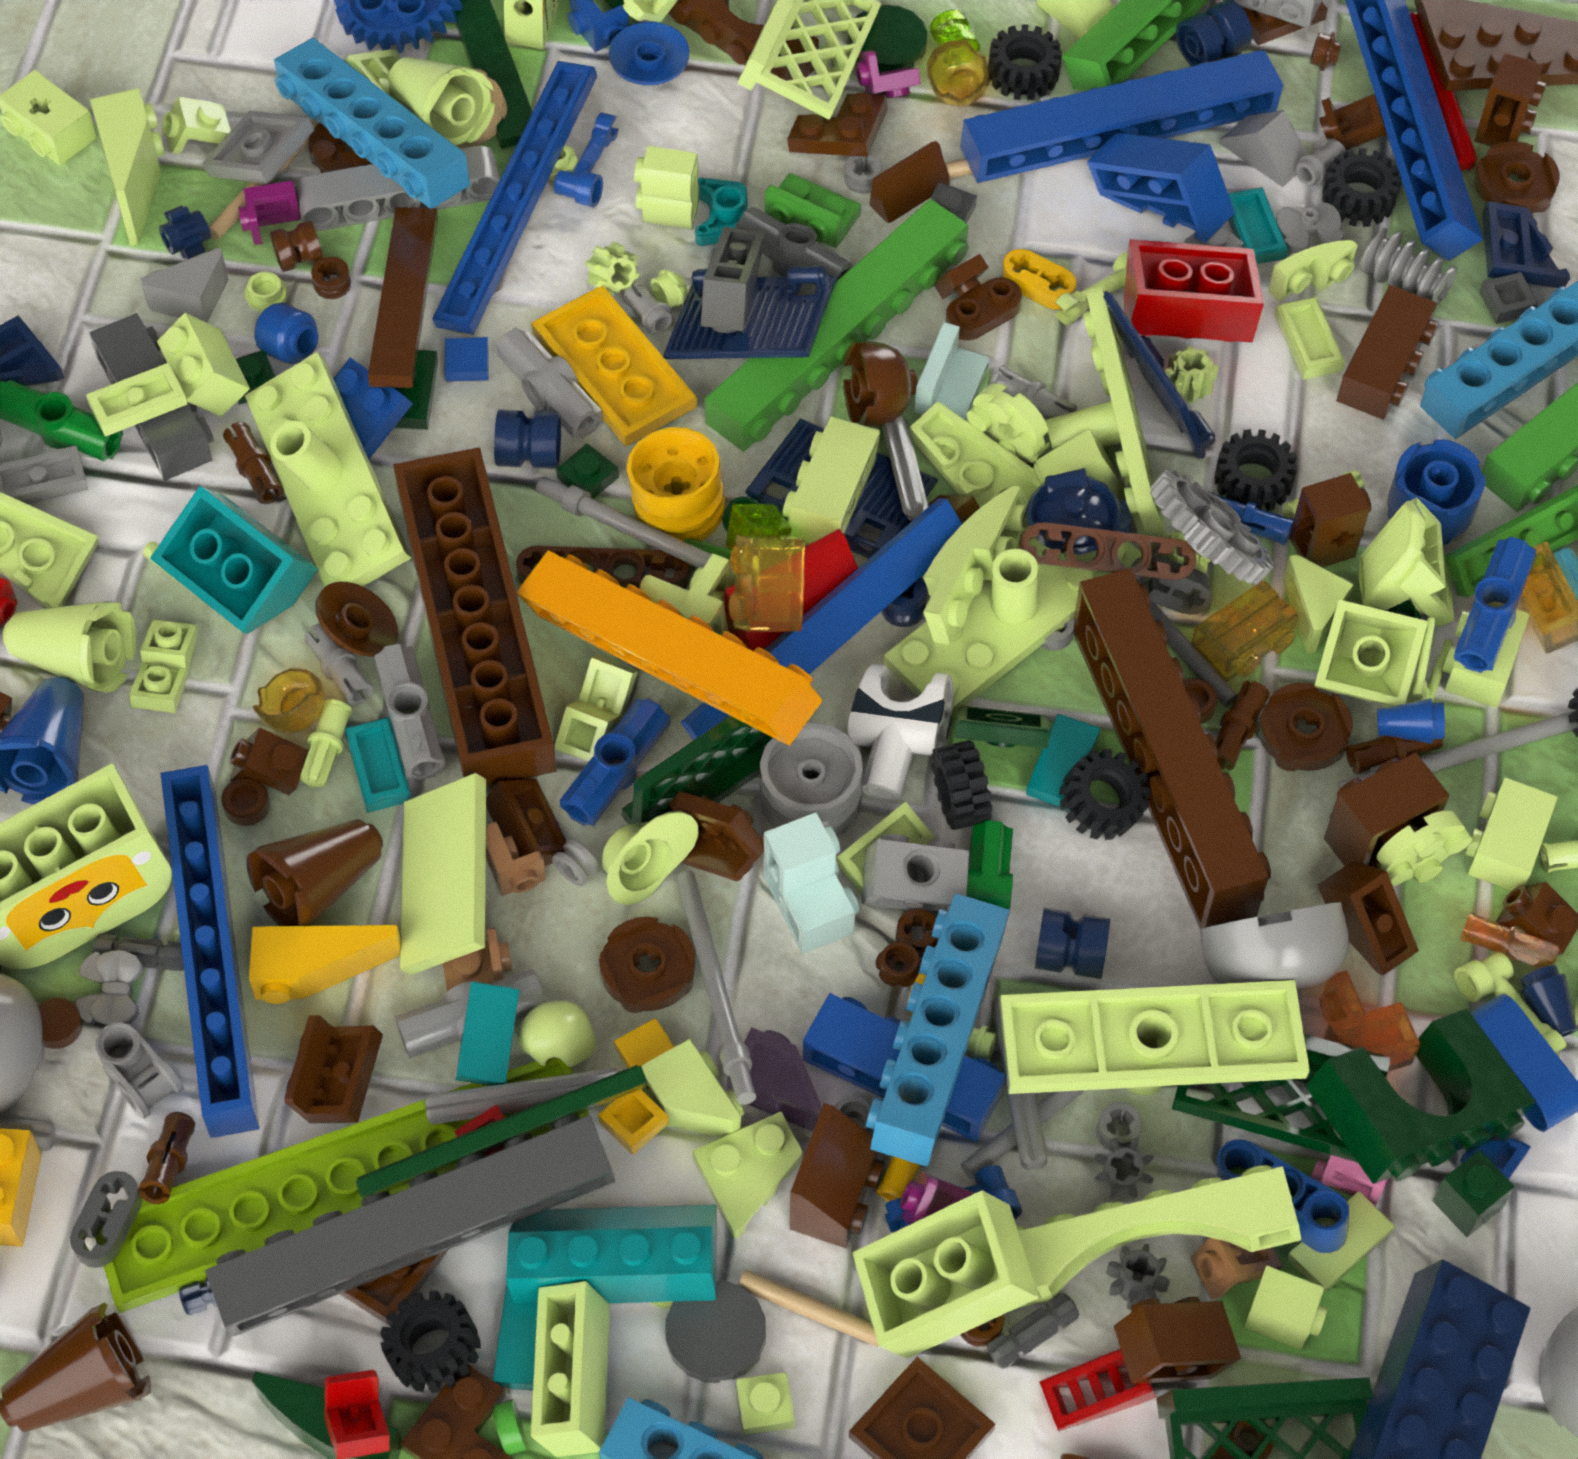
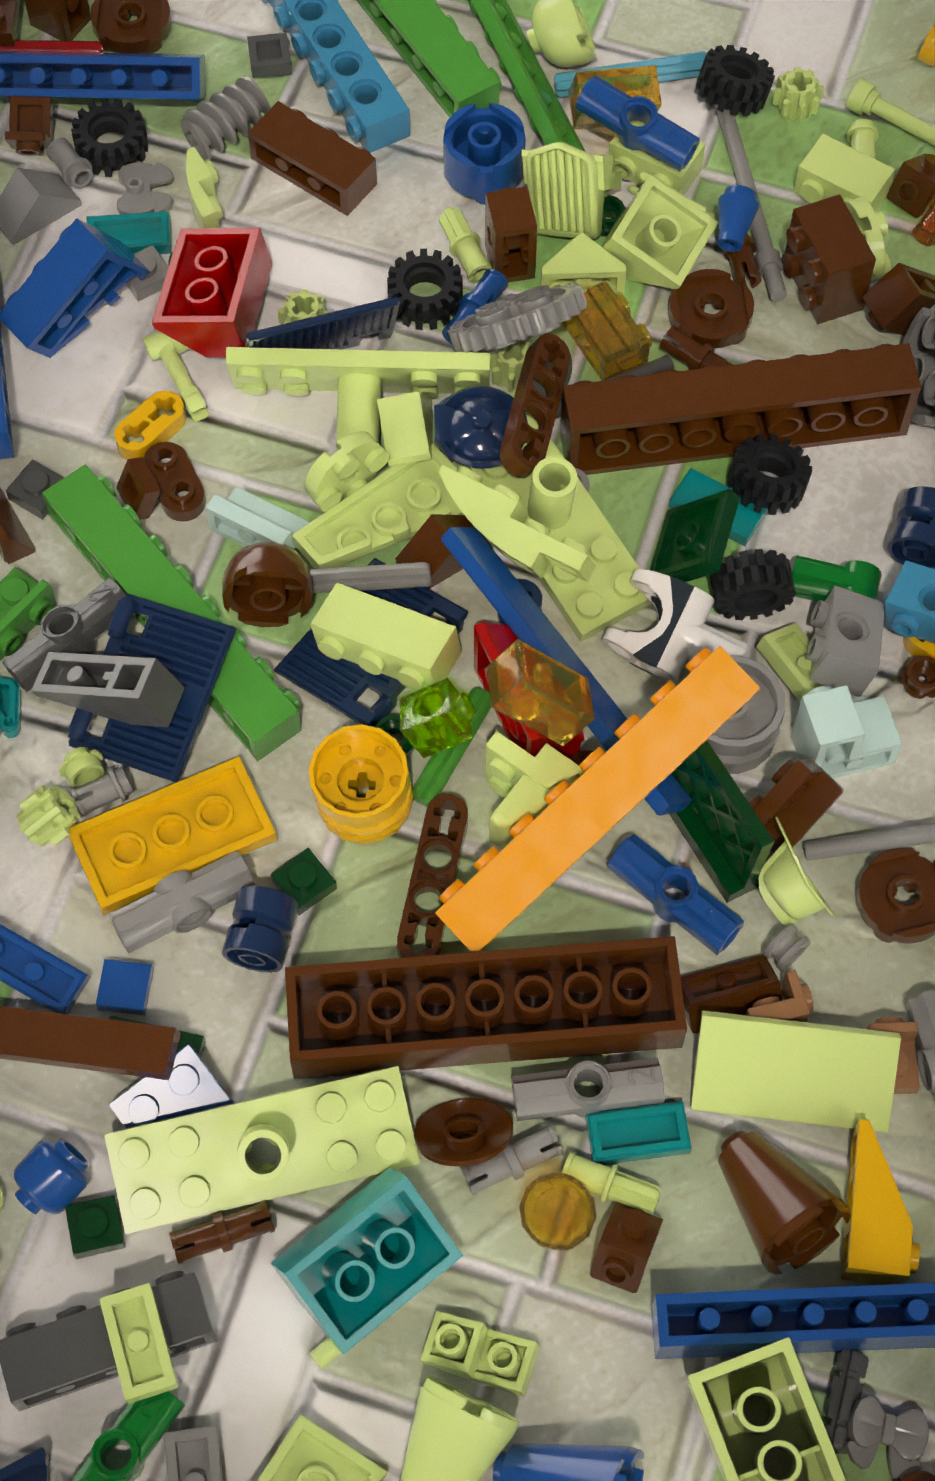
camera: 80 degrees left, 5 degrees up
(203, 364) = (83, 1269): yellowish green brick -> none
(245, 801) = (666, 1274): reddish brown tile -> none
(580, 502) = (343, 893): light grey bar -> none
(599, 707) = (606, 909): yellowish green slope -> none
(920, 918) = (901, 655): reddish brown bush -> none
(1044, 400) = (296, 456): light grey pin -> none
(1309, 338) = (277, 217): yellowish green tile -> none
(1518, 246) = (211, 34): dark blue wing -> none

